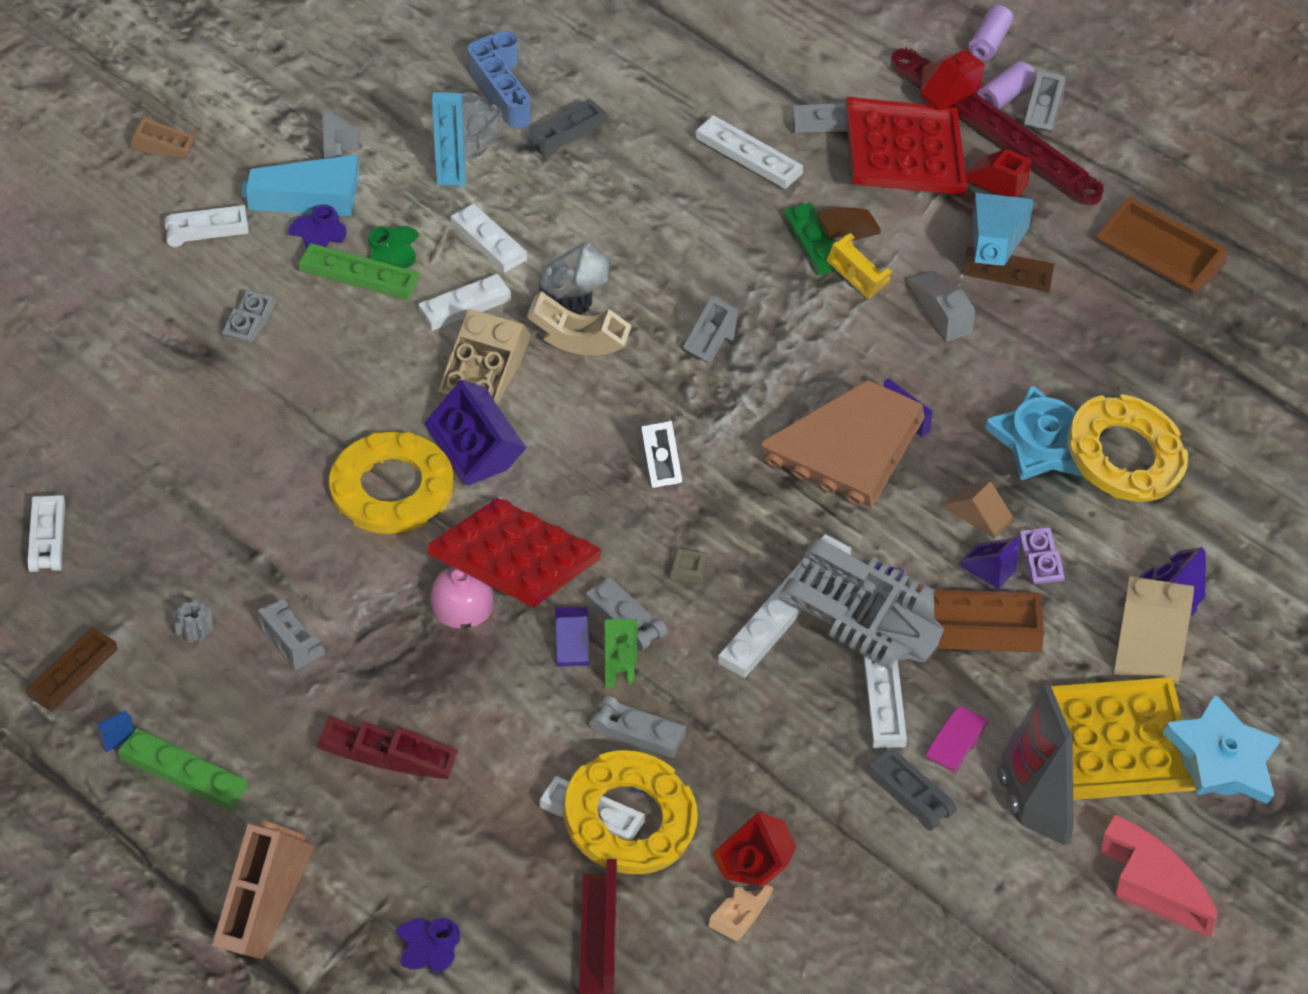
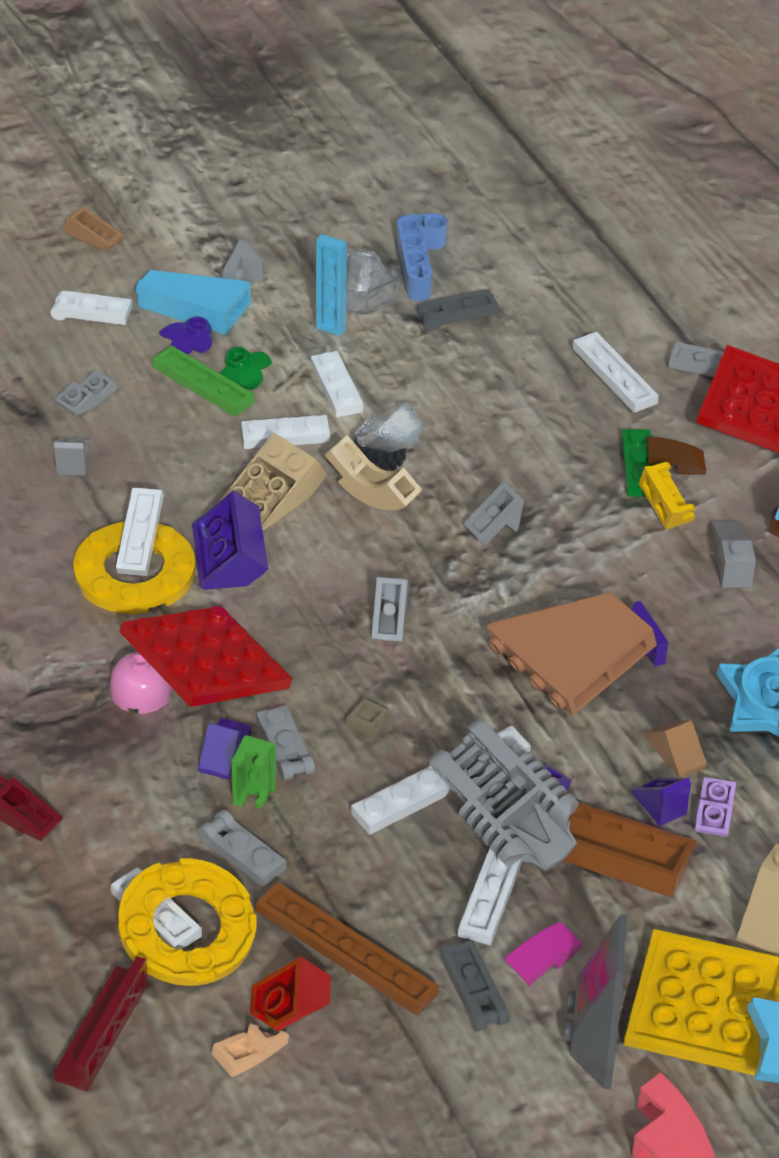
camera: 20 degrees right, 5 degrees down
(273, 385) = (71, 455): none -> light grey slope
(386, 446) = (139, 531): none -> white plate
(782, 790) = (347, 948): none -> dark orange plate

